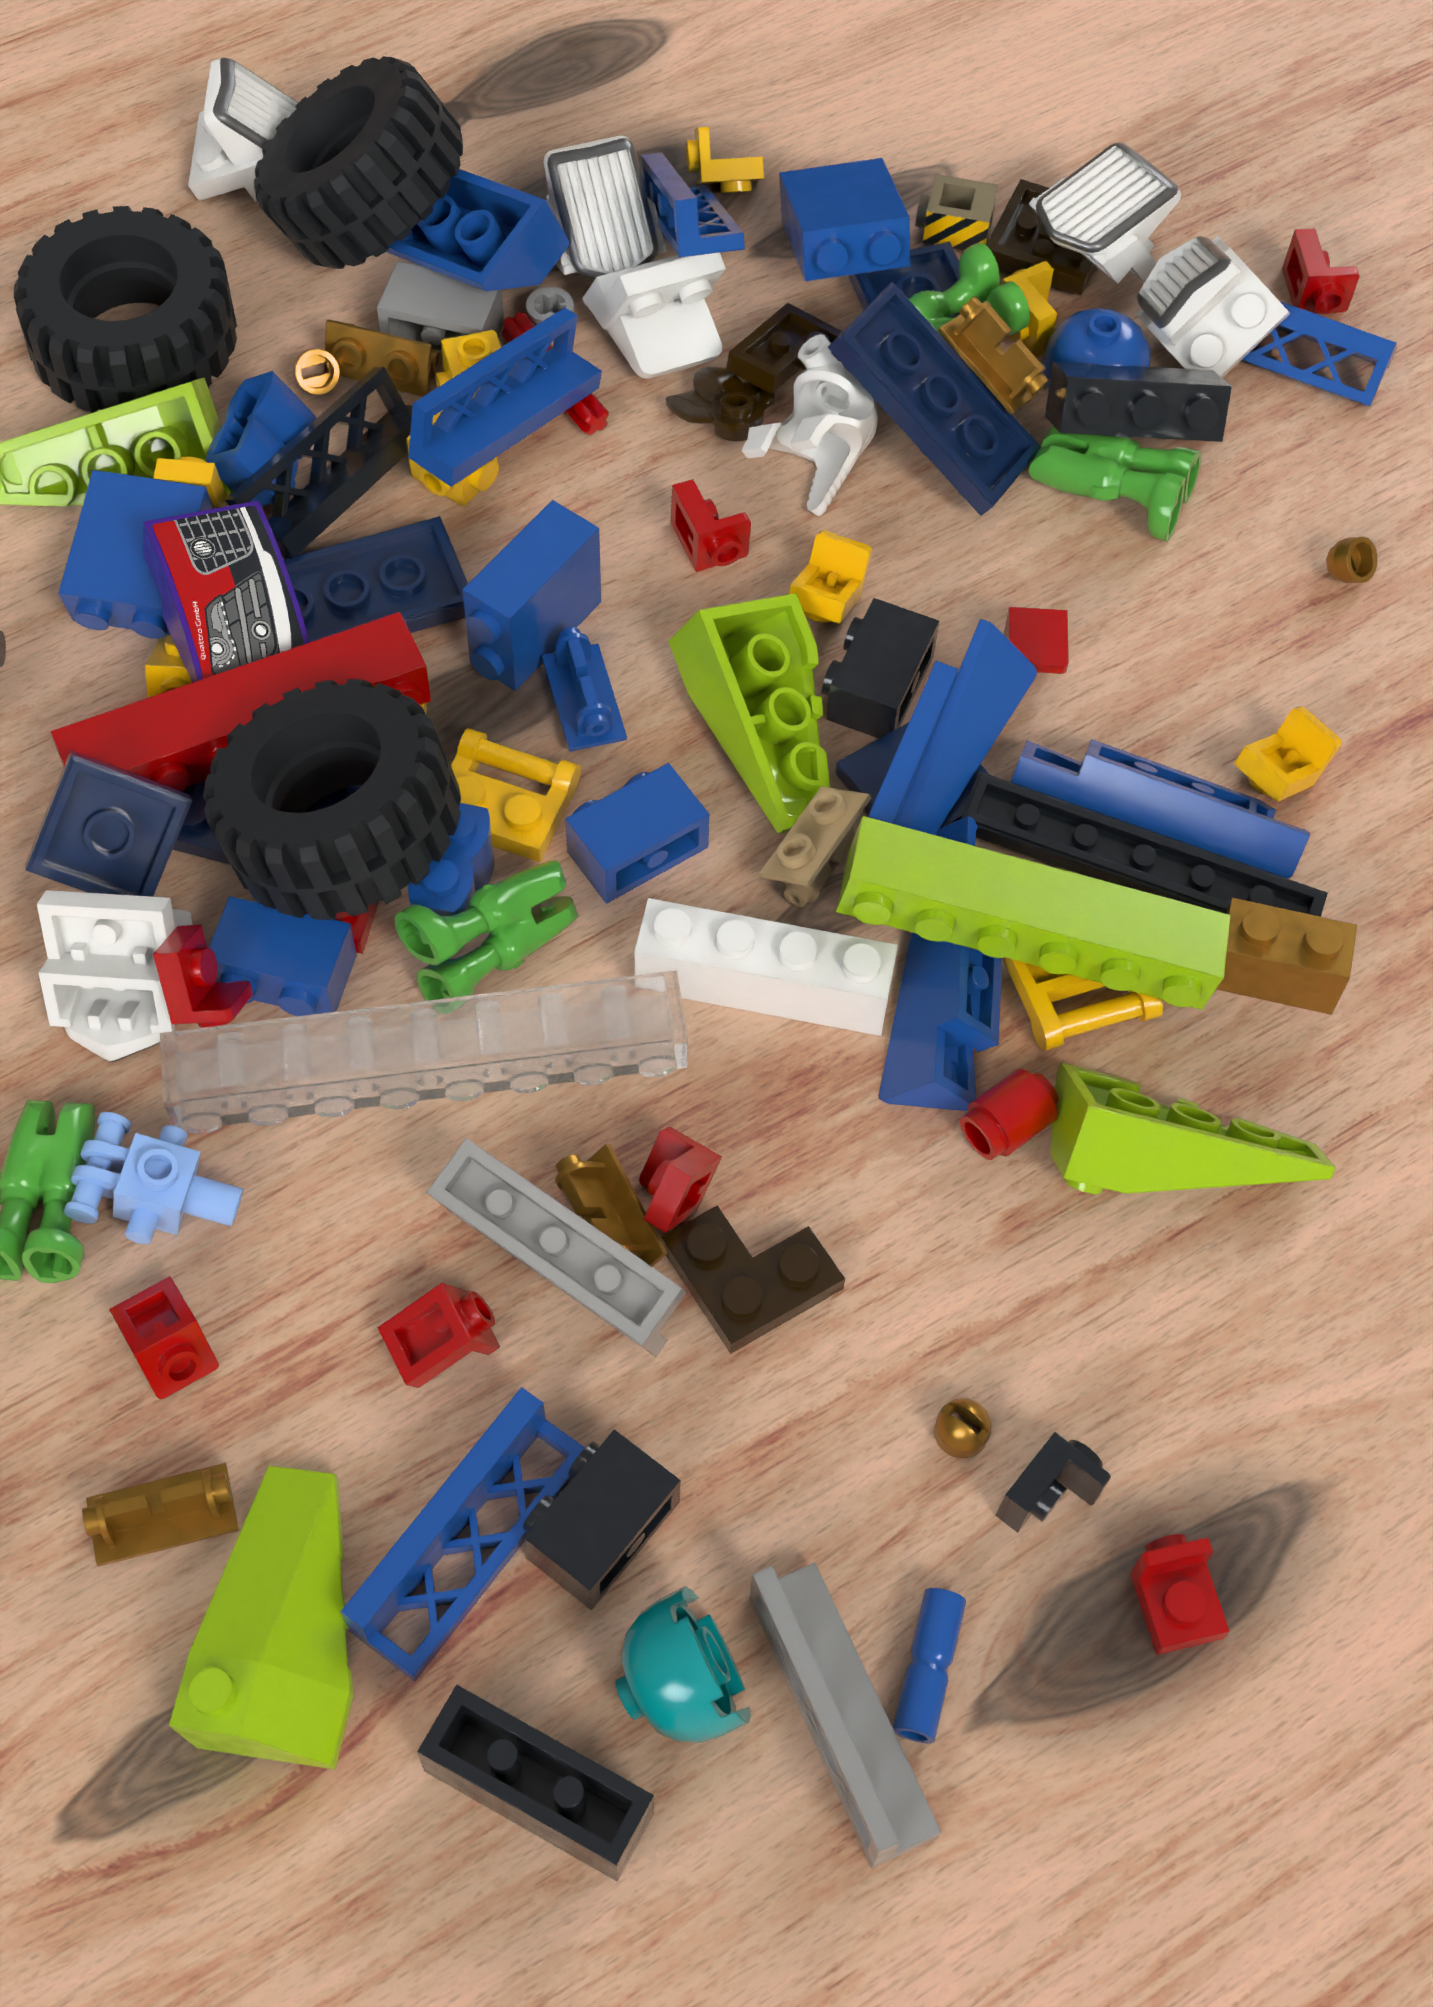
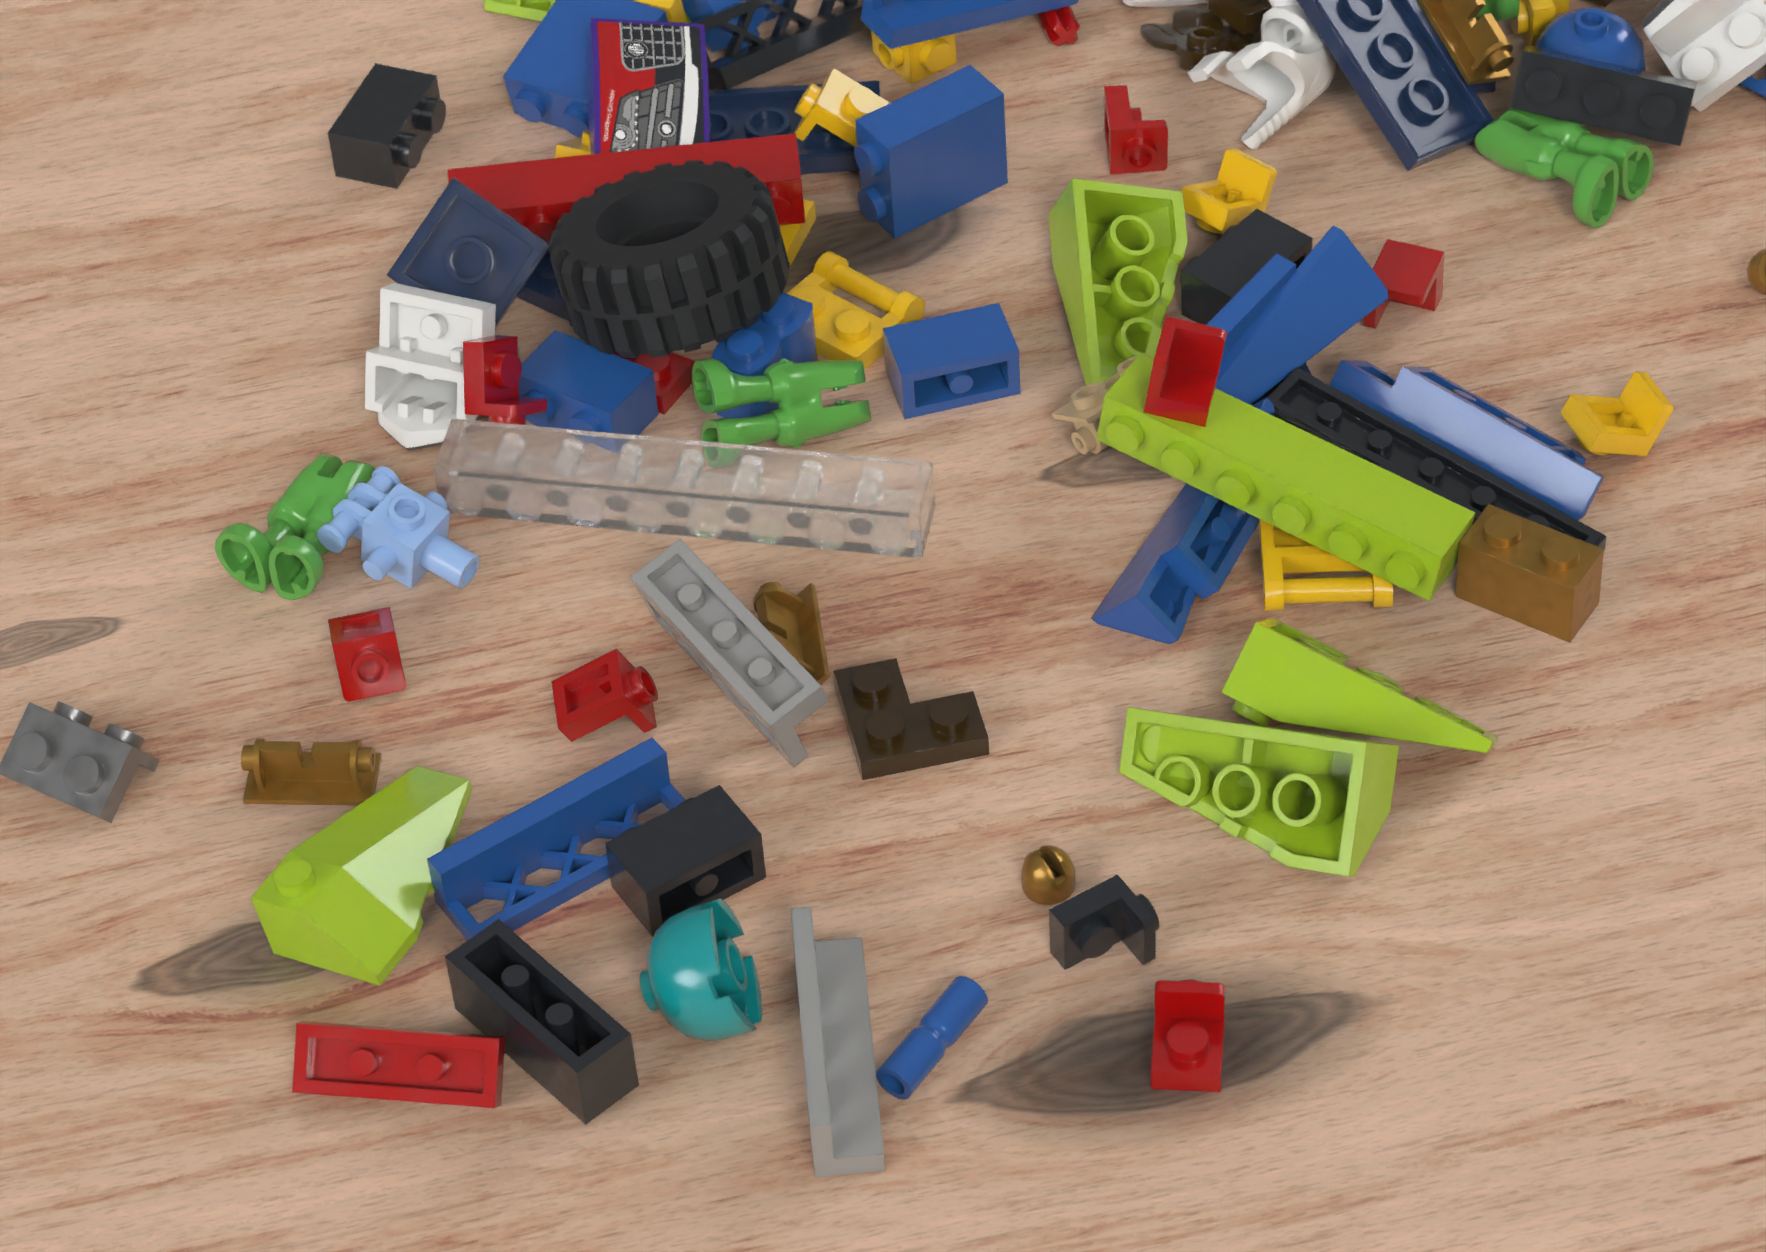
camera: 25 degrees right, 15 degrees down
(395, 1875) = (398, 1064): none -> red plate
(425, 565) = (836, 106): none -> yellow bracket
(583, 692) = (953, 244): blue hinge -> none
(676, 1178) = (865, 626): red bracket -> none
(768, 966) = (1028, 484): white brick -> none
(924, 840) = (1185, 371): none -> red panel
(1010, 1114) = (1200, 643): red brick -> none
(1146, 1264) = (1285, 790): none -> lime wedge

